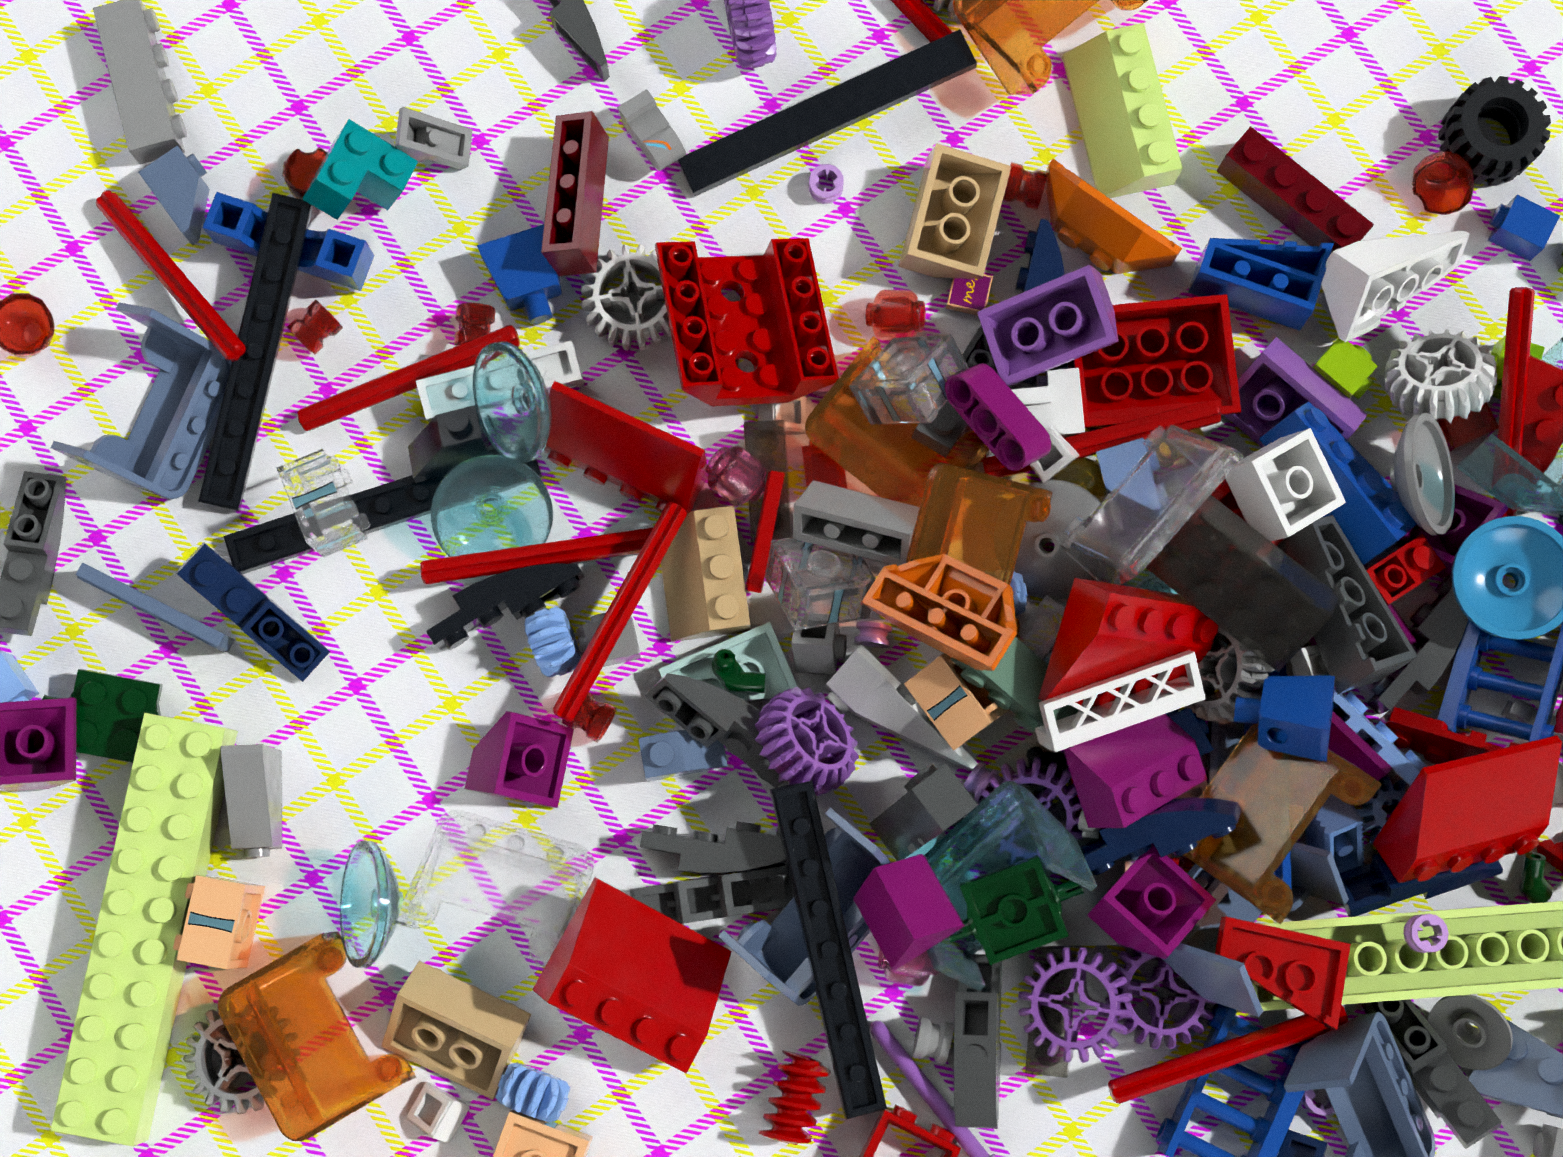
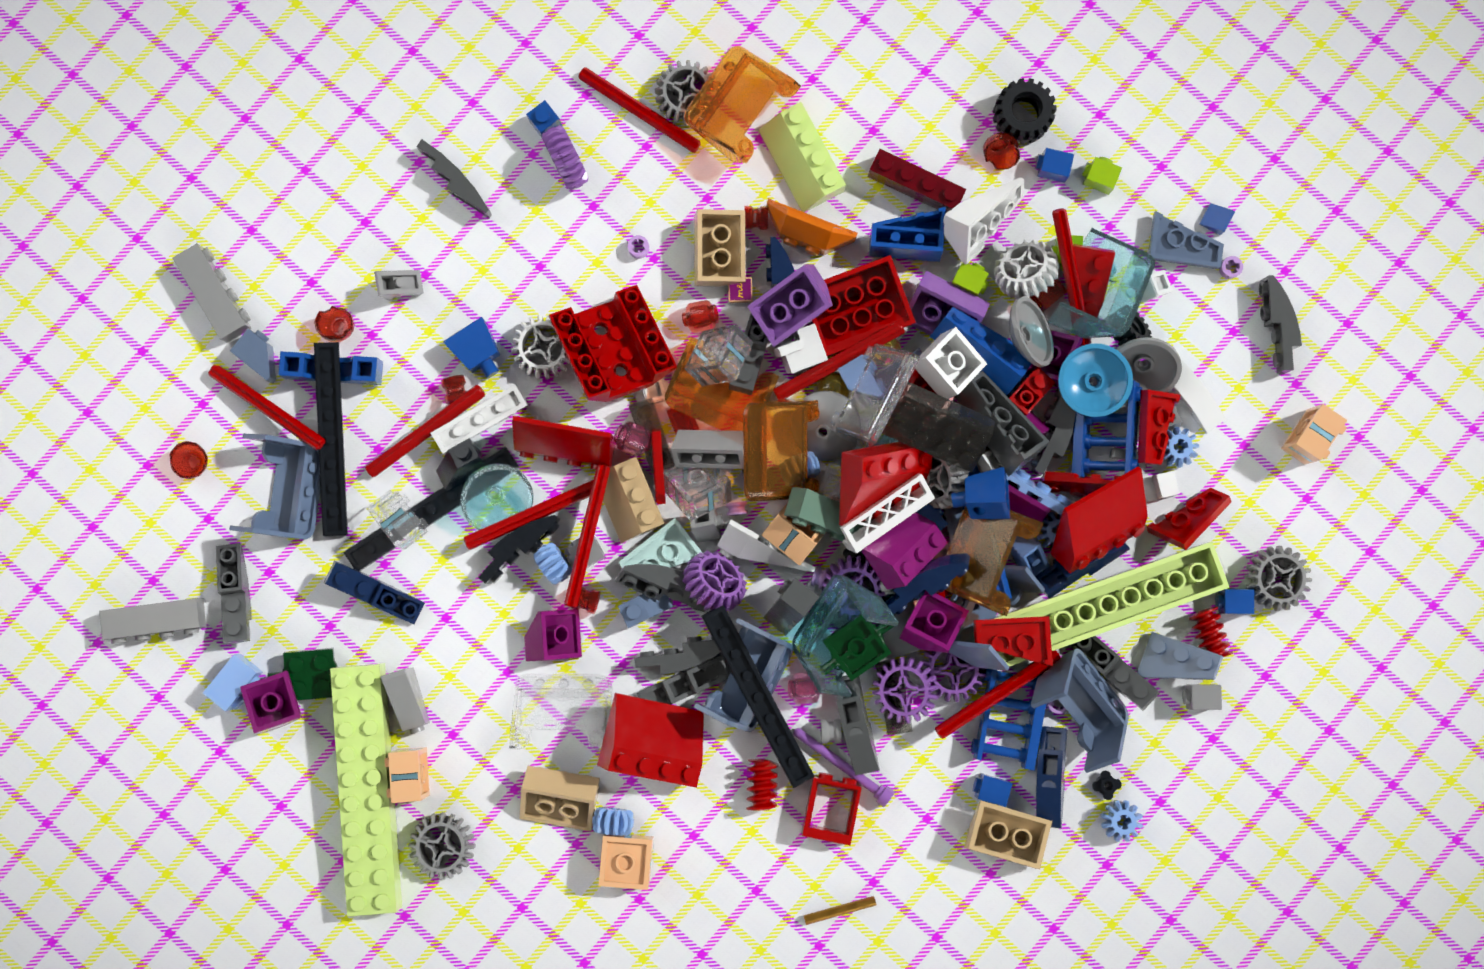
camera: 15 degrees left, 5 degrees up
(154, 608) = (316, 605): sand blue tile -> none
(303, 1043) = (475, 829): clear orange windscreen -> none
(314, 327) = (360, 414): clear red wheel -> none
(359, 164) = (360, 311): teal brick -> none
(368, 904) = (489, 742): clear light blue dish -> none
(437, 1113) = (561, 847): white slope -> none
(512, 402) = (491, 433): clear light blue dish -> none
(575, 194) = (492, 295): dark red brick -> none
(651, 130) = (526, 243): light grey leg -> none
(733, 676) = (662, 555): dark green arm -> none
(827, 112) = (628, 204): black tile -> none
(906, 909) = (796, 662): magenta slope -> none
(948, 608) = (774, 487): orange wedge -> none
(998, 417) = (775, 366): magenta beam -> none
(1058, 458) = (810, 378): white slope -> none
(1438, 940) = (1099, 598): lavender bush -> none
(1471, 1046) = (1132, 644): light grey dish -> none
(1532, 882) = (1148, 551): dark green arm -> none

